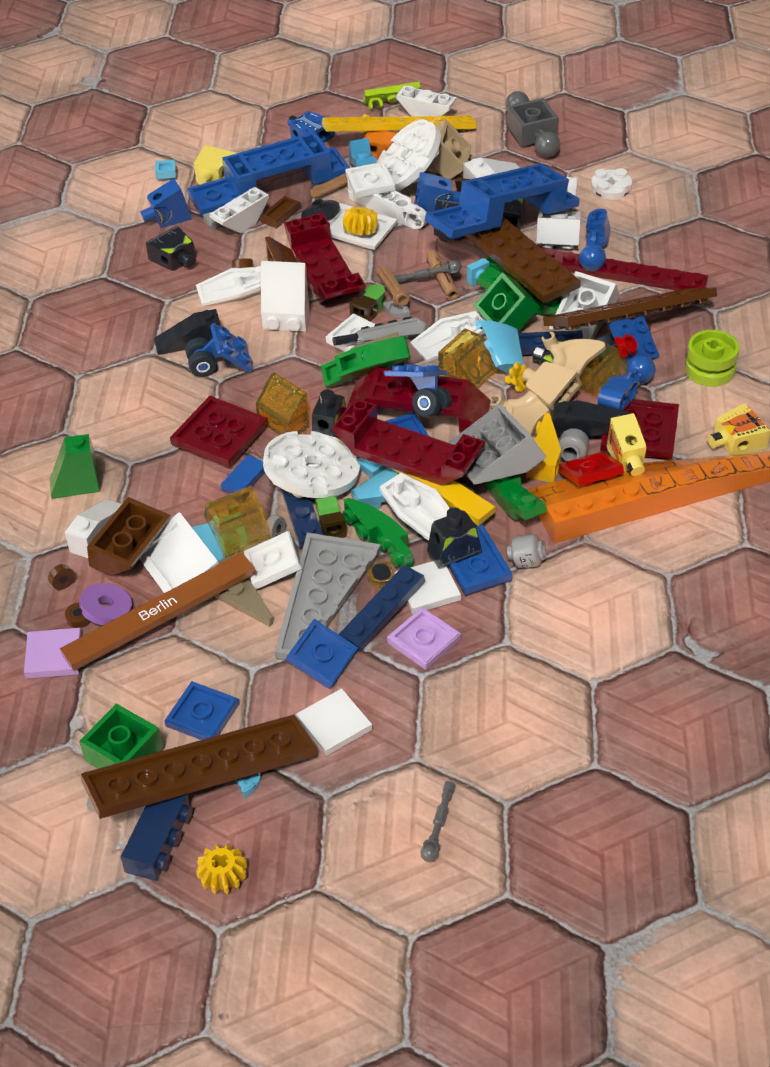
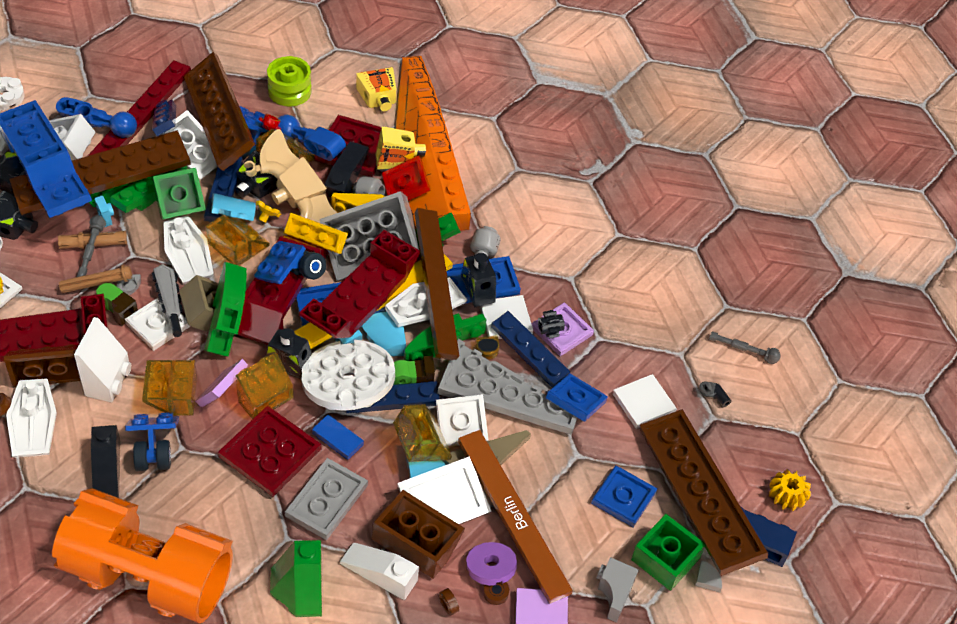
camera: 90 degrees left, 5 degrees up
(80, 708) = (616, 583): none -> light grey arch
(81, 361) = (105, 540): none -> orange cylinder
(170, 477) = (326, 498): none -> light grey plate
(265, 371) = (221, 383): none -> lavender tile
(276, 352) = (170, 386): none -> clear yellow slope
(361, 790) = (715, 391): none -> arm
(411, 613) = (551, 324): none -> black gear
(436, 502) = (436, 285): none -> reddish brown tile
(484, 407) = (315, 233): none -> yellow tile
(597, 270) = (164, 117): none -> dark blue plate

